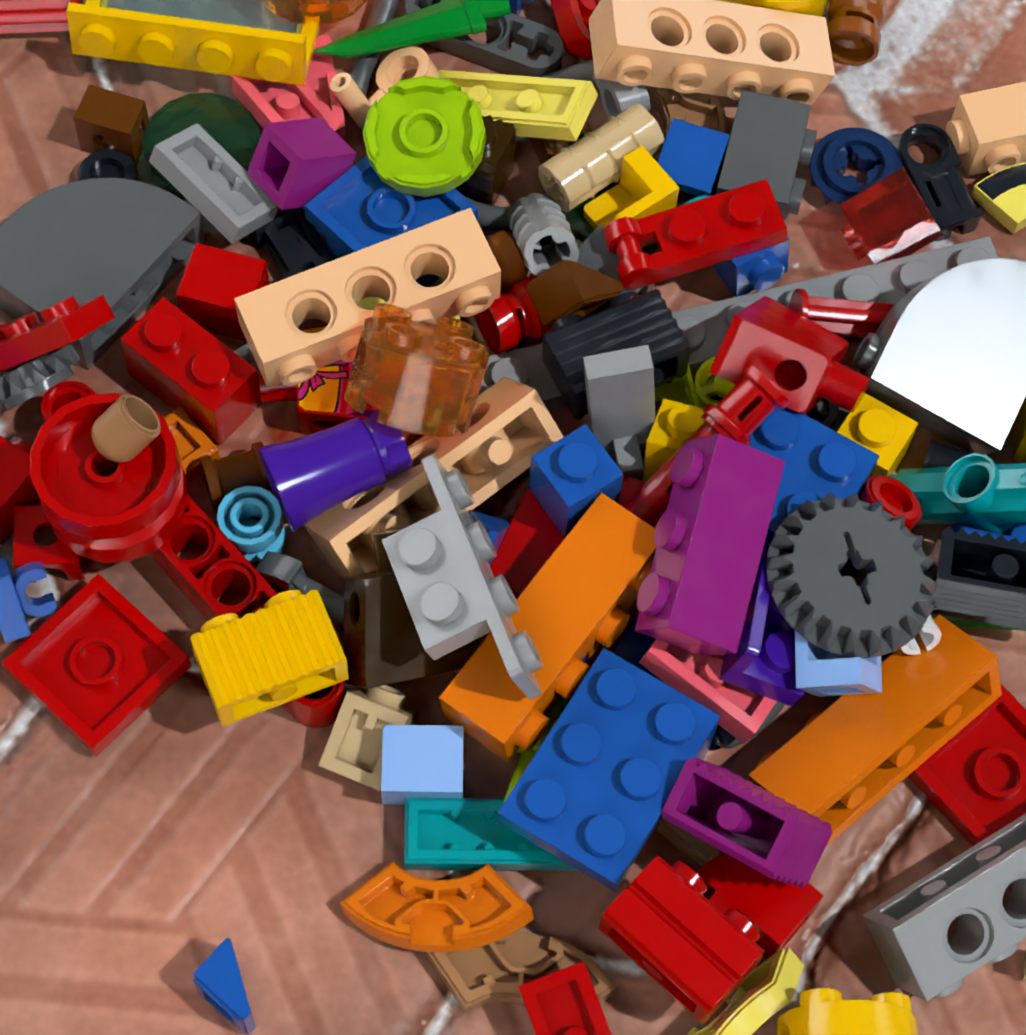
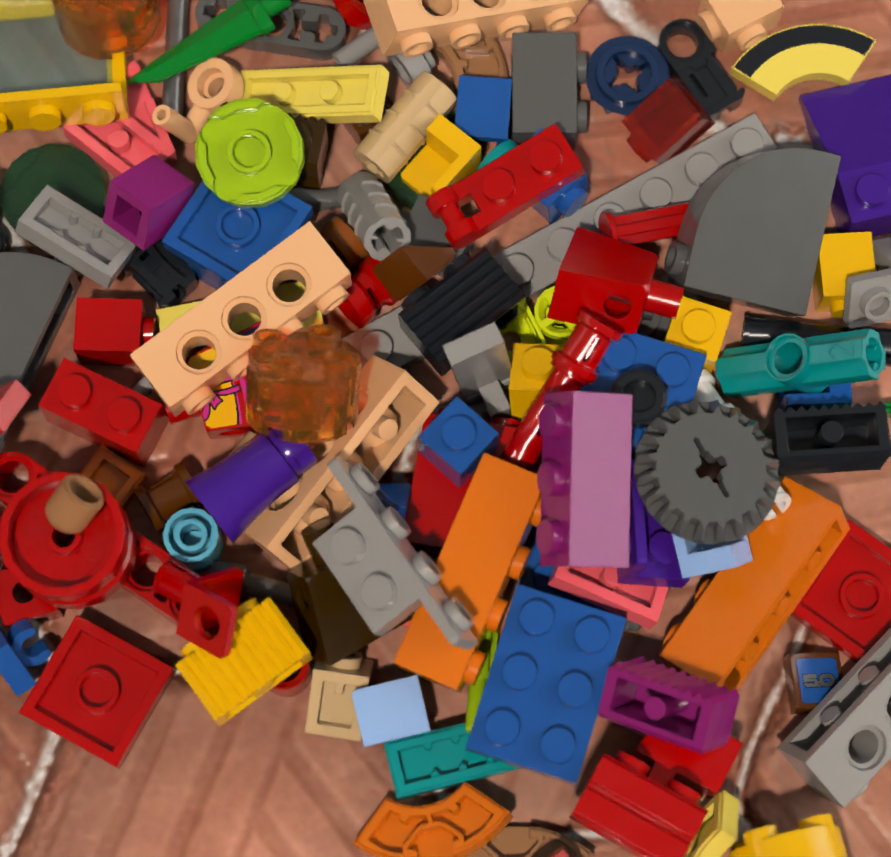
camera: 10 degrees left, 10 degrees up
(240, 579) = (203, 604): none -> red bracket
(801, 477) = (647, 393): none -> black tile
(895, 498) = (725, 386): red tile -> none
(917, 849) = (810, 678): none -> slope

